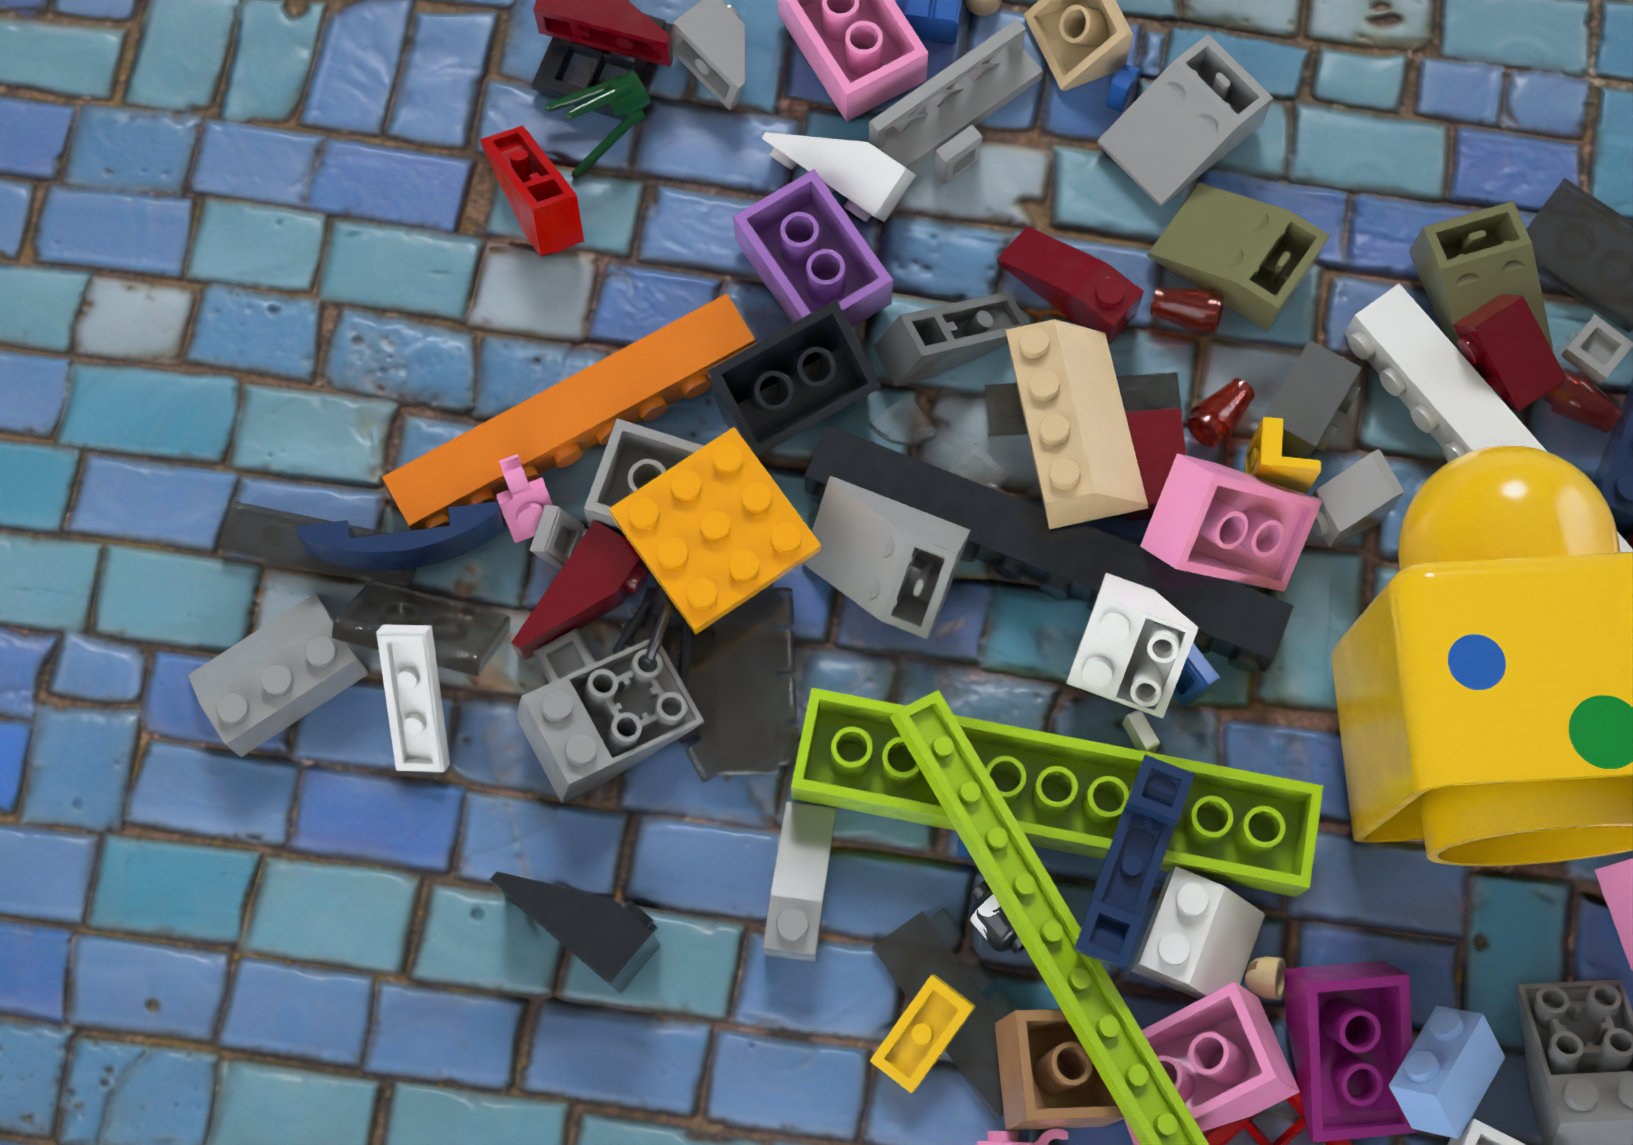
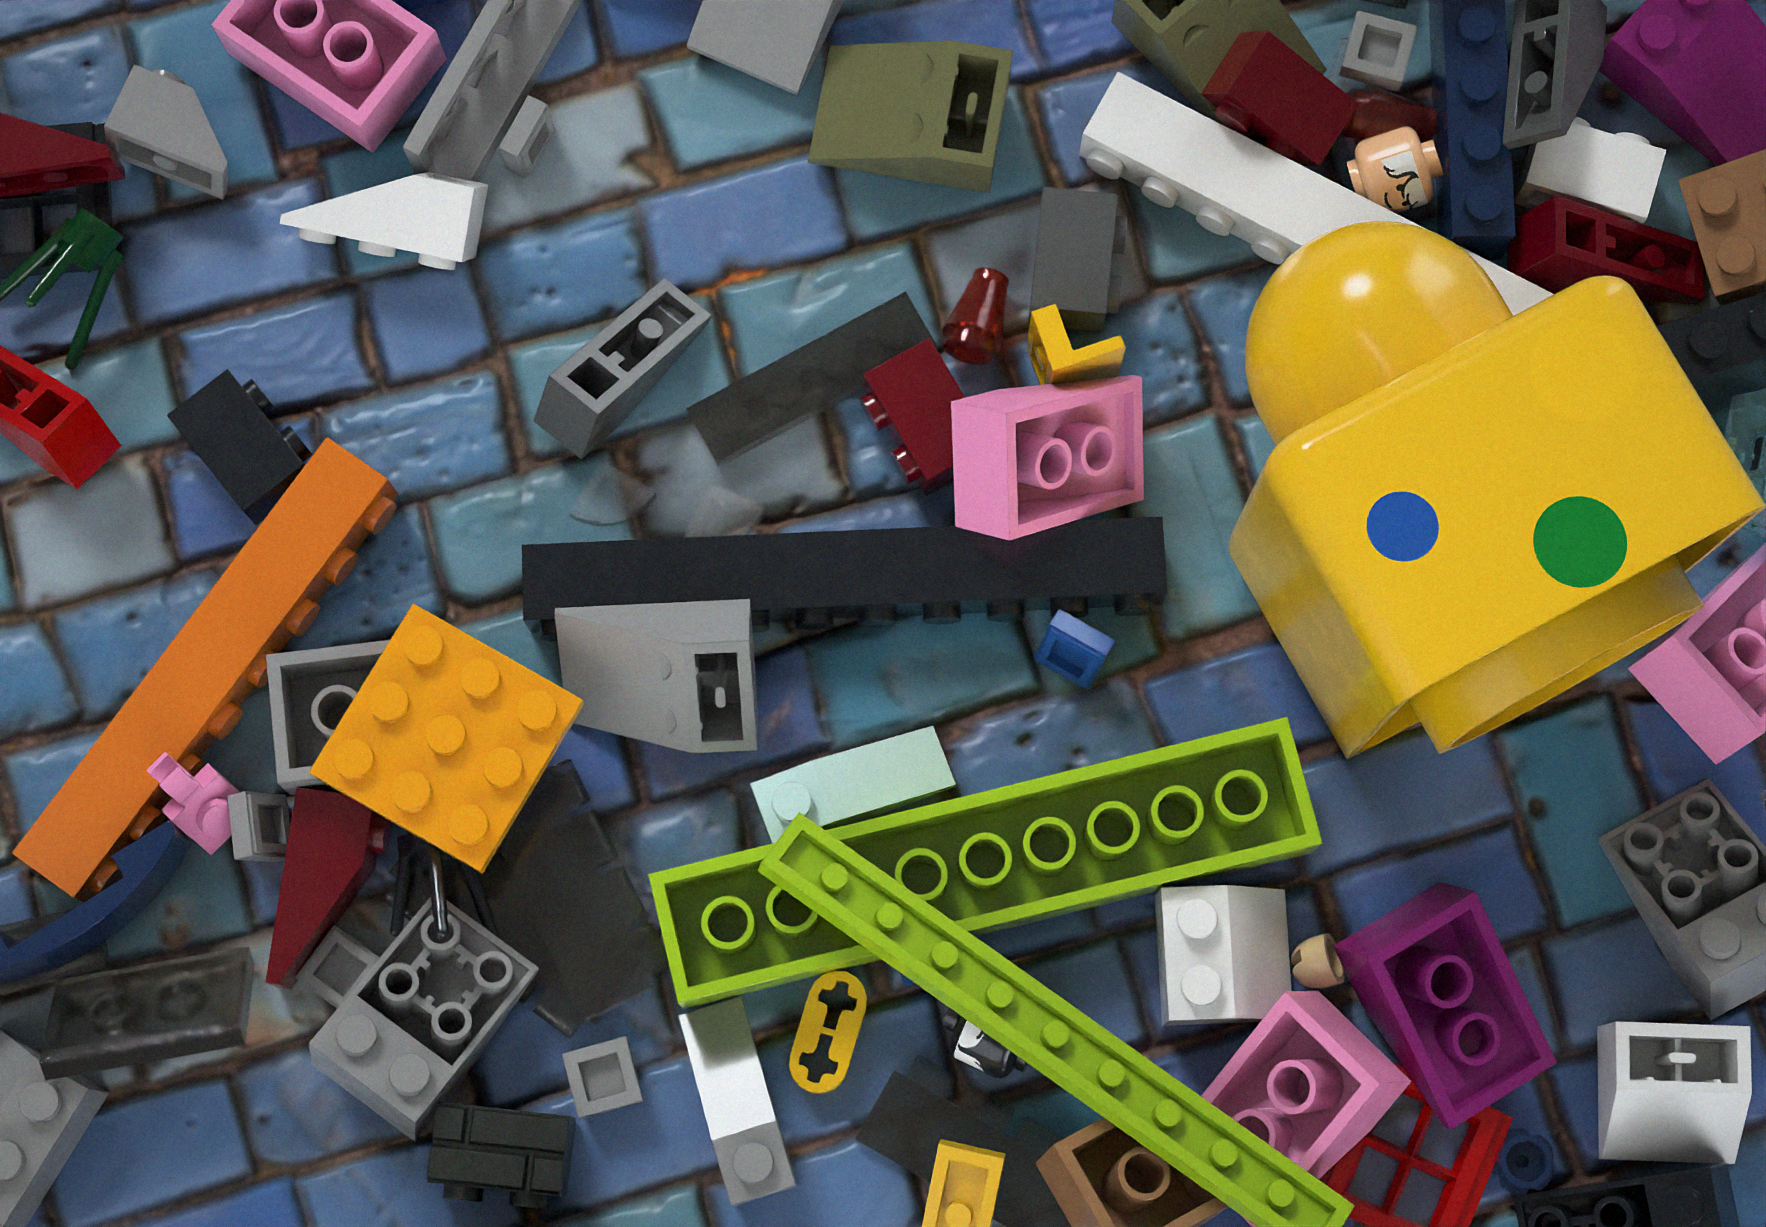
camera: 25 degrees left, 5 degrees up
(413, 697) = (179, 1104): white tile -> none
(618, 837) = (501, 1151): none -> pearl dark grey brick
(665, 272) = (240, 444): none -> black brick
(713, 819) = (603, 1077): none -> light grey plate
(792, 379) = (456, 510): black slope -> none
(812, 252) = (411, 347): medium lavender brick -> none
(878, 853) = (812, 1027): none -> yellow beam
(988, 693) = (855, 783): none -> light aqua slope
(1073, 282) = (734, 236): dark red slope -> none
(1075, 422) = (814, 412): tan slope -> none
(1132, 647) = (999, 652): white slope -> none
(1133, 862) = (1112, 911): dark blue slope -> none
(1140, 732) = (1052, 744): white piece -> none
(1189, 308) = (885, 207): clear red cone -> none
(1356, 499) = (1178, 356): light grey slope -> none
(1447, 1071) = (1563, 980): light blue brick -> none
(1575, 436) = (1395, 169): none -> light nougat head

